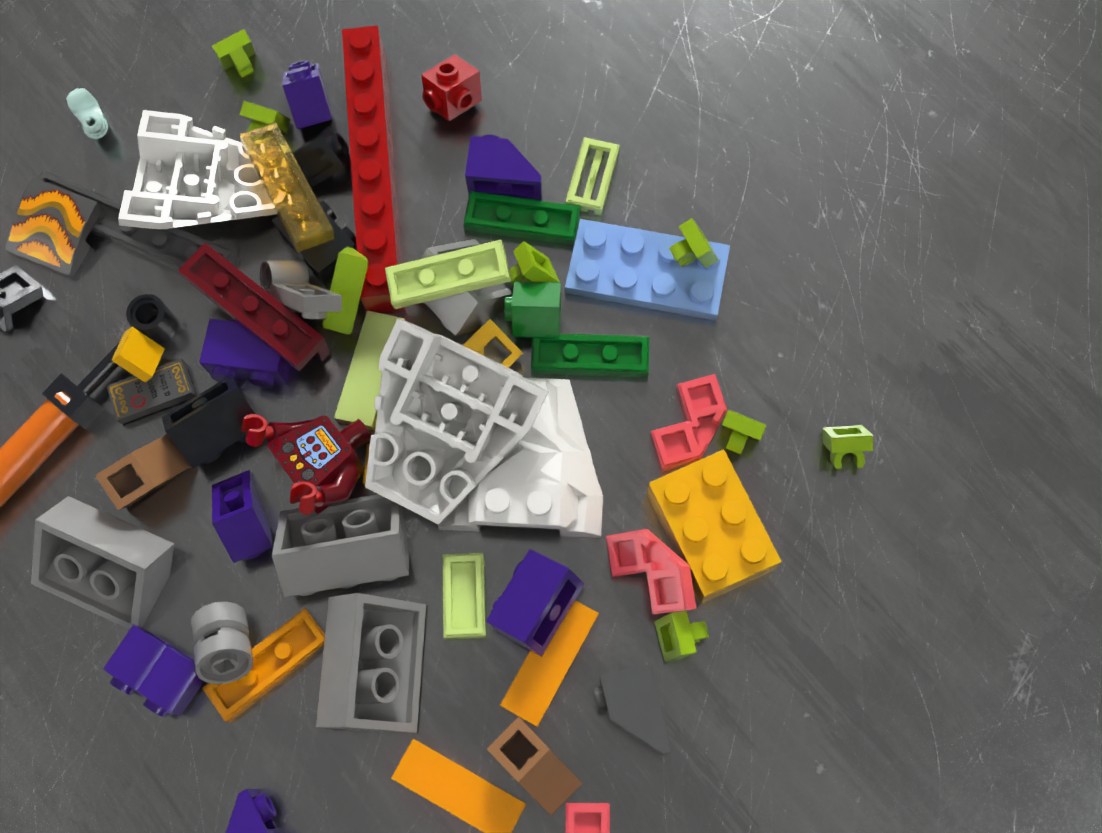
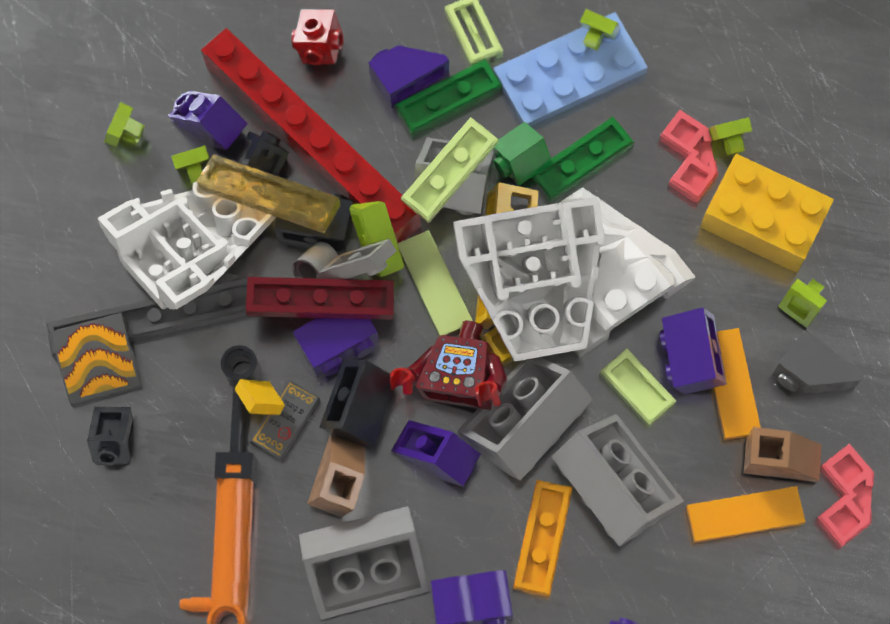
camera: 40 degrees left, 0 degrees up
(88, 112) = (34, 253): light aqua piece -> none
(221, 643) = (506, 542): light grey wheel -> none
(532, 266) = (495, 123): lime tile -> none
(666, 572) = (765, 263): coral tile -> none
(847, 440) = (804, 90): lime tile -> none

